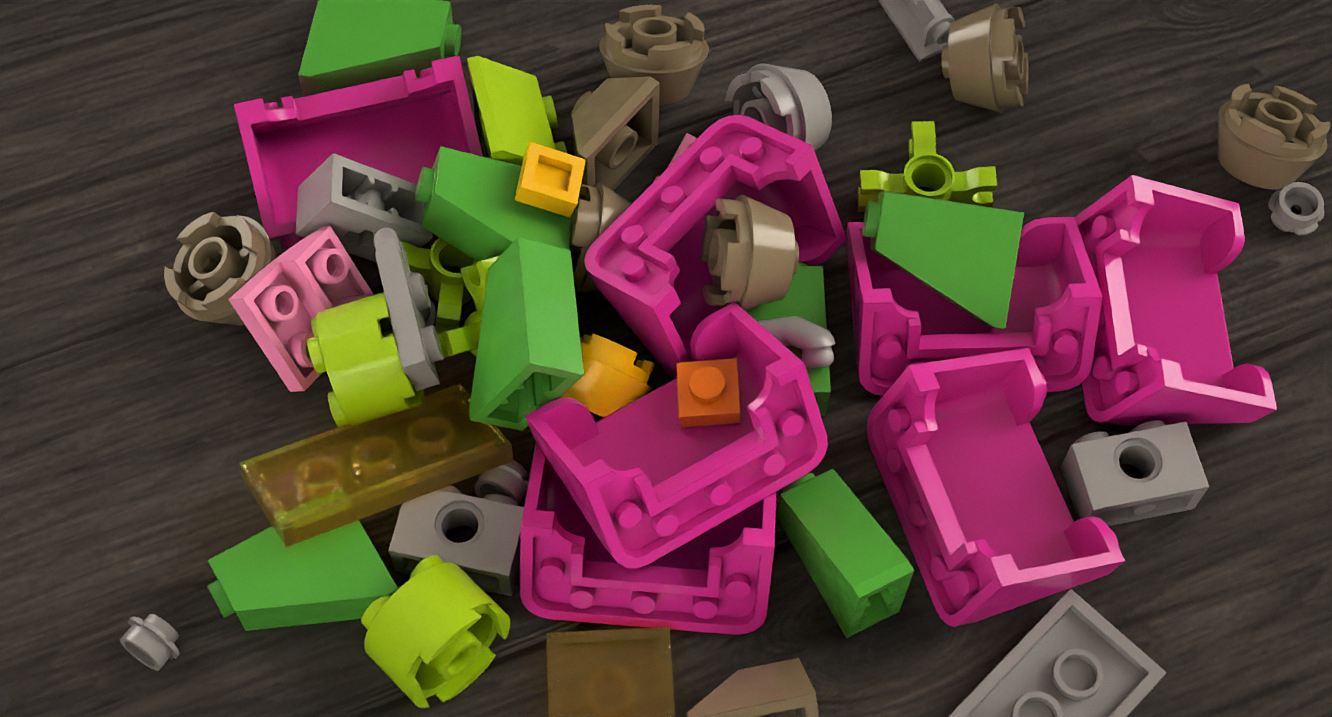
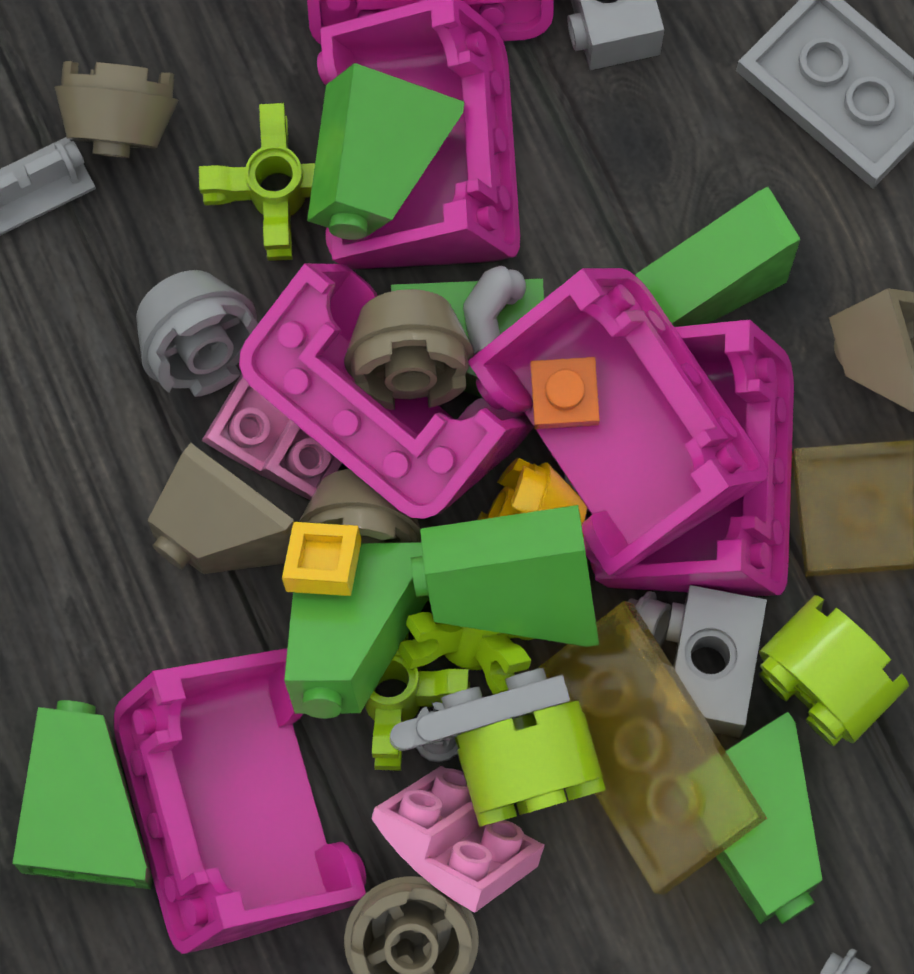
camera: 90 degrees left, 10 degrees up
(358, 204) = (337, 785): light grey brick -> none
(510, 111) = (218, 619): lime slope -> none
(656, 47) = (106, 468): dark tan cone -> none
(979, 488) = (646, 137): dark pink windscreen -> none

